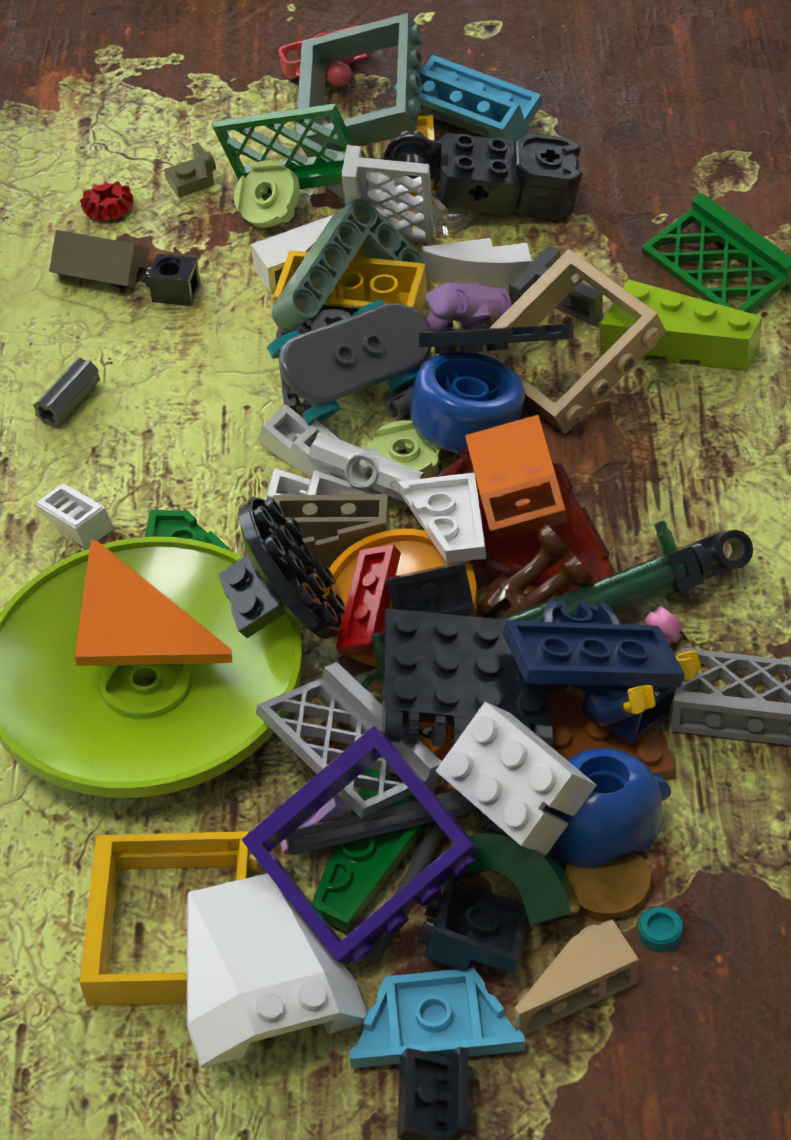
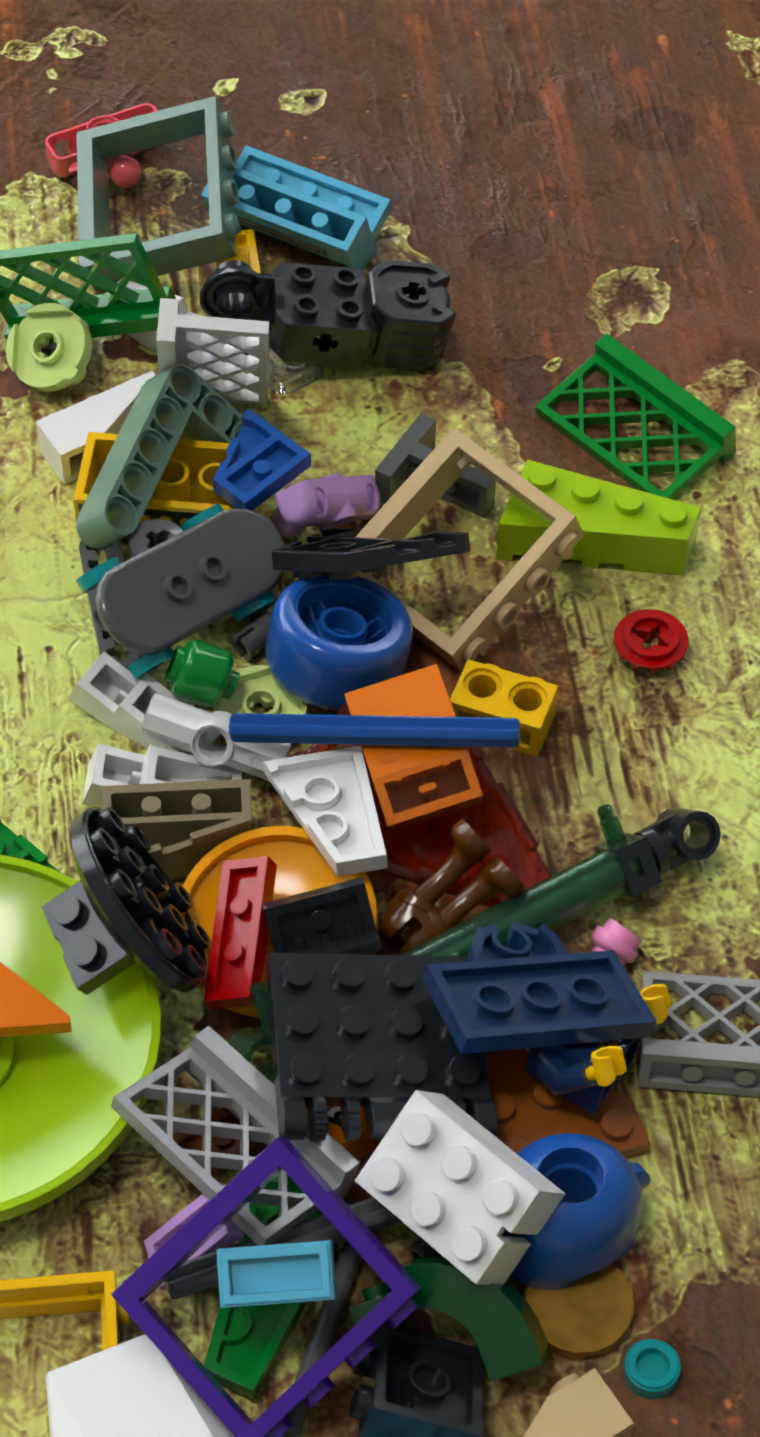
camera: 10 degrees left, 5 degrees up
(359, 421) = (201, 674): none -> green head
(367, 827) = (276, 1273): none -> medium azure tile
(416, 273) = (258, 463): none -> blue wing
(476, 262) = (338, 439): white slope -> none
(486, 459) = (375, 730): none -> blue axle
(594, 456) = (499, 693): none -> yellow brick
(710, 405) = (643, 626): none -> red gear

